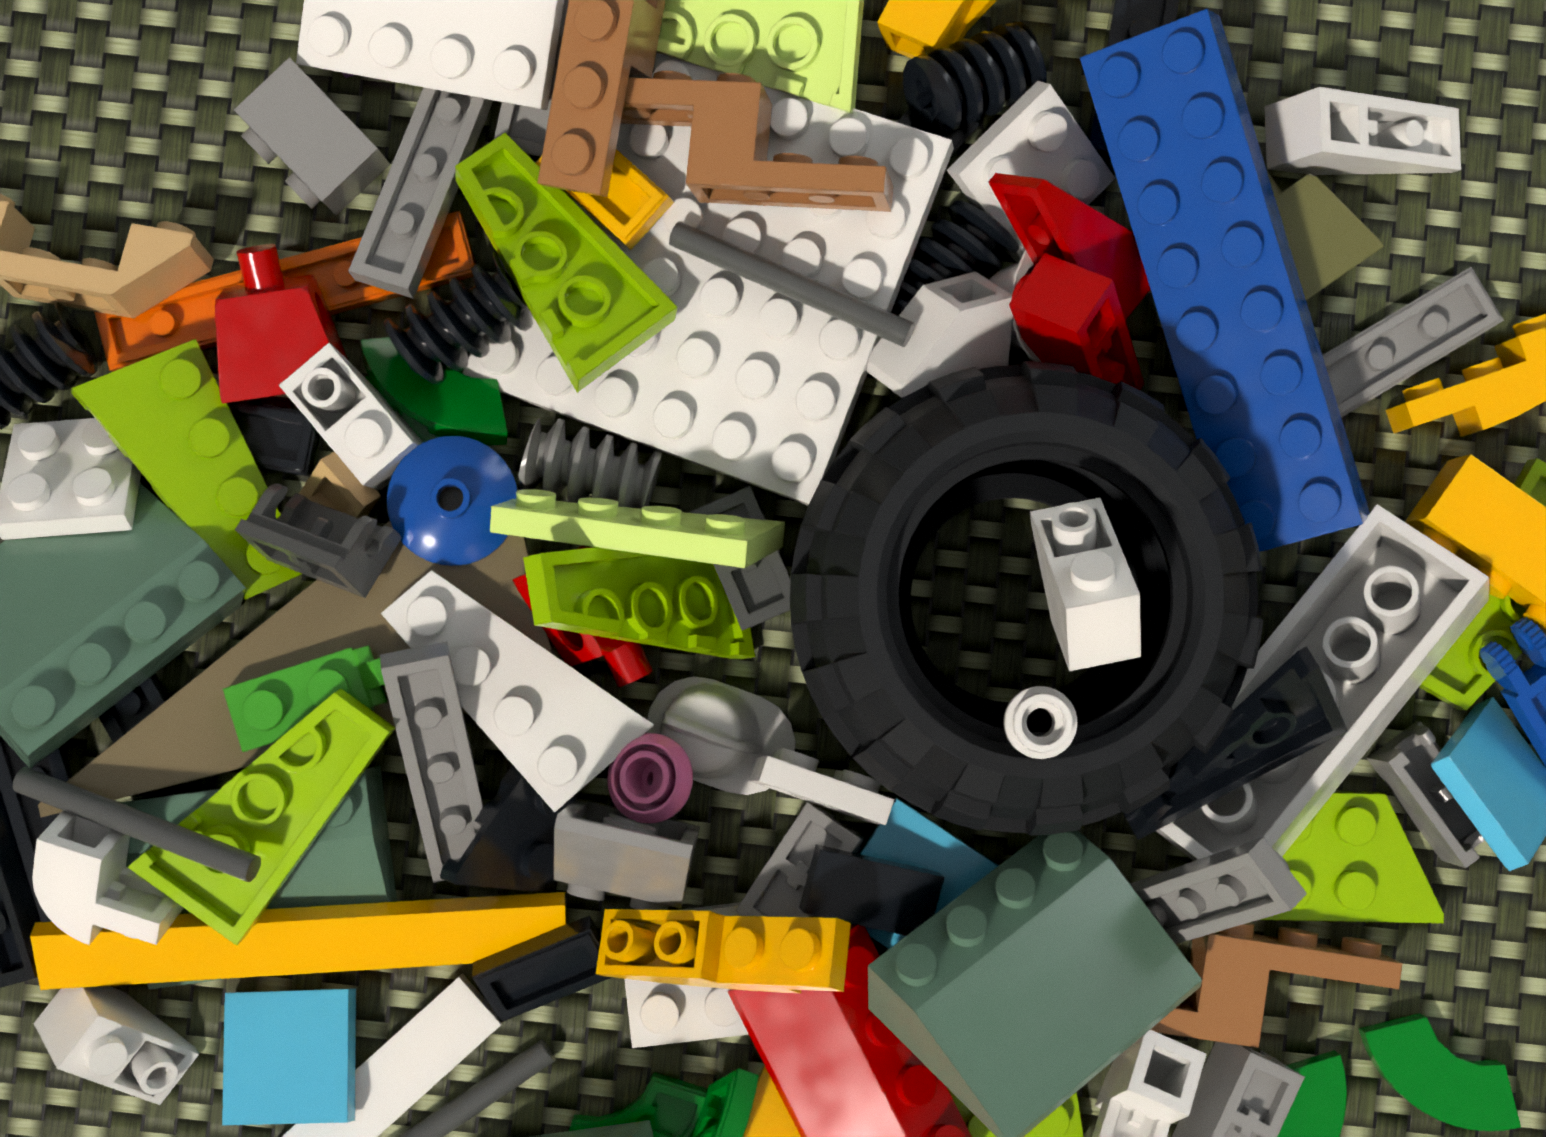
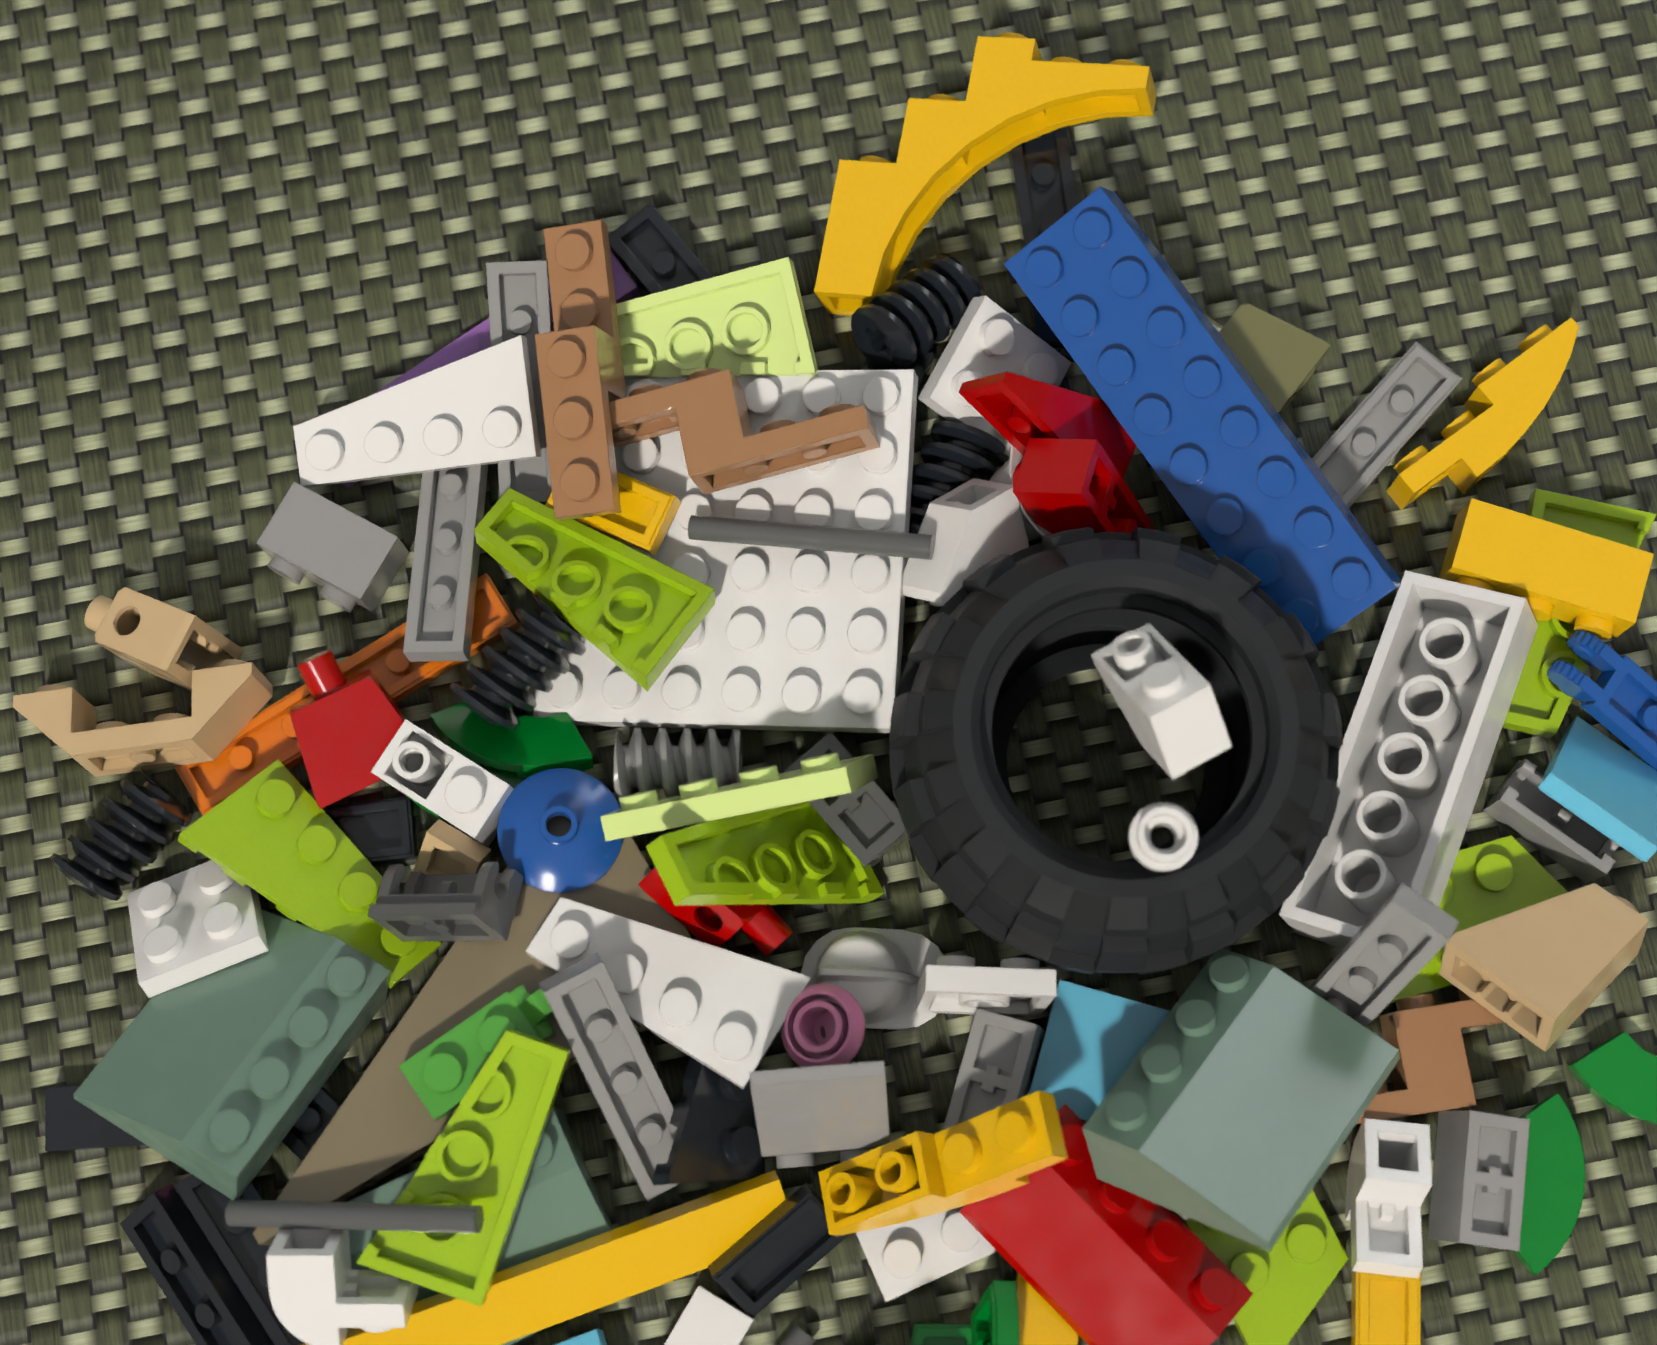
camera: 10 degrees left, 10 degrees down
(106, 174) = (157, 636): none -> tan torso
(870, 891) = (1067, 1067): black tile -> none
(1269, 728) = (1374, 798): black wing -> none
(1360, 134) = (1276, 258): white slope -> none
(1379, 935) = (1546, 960): none -> tan slope

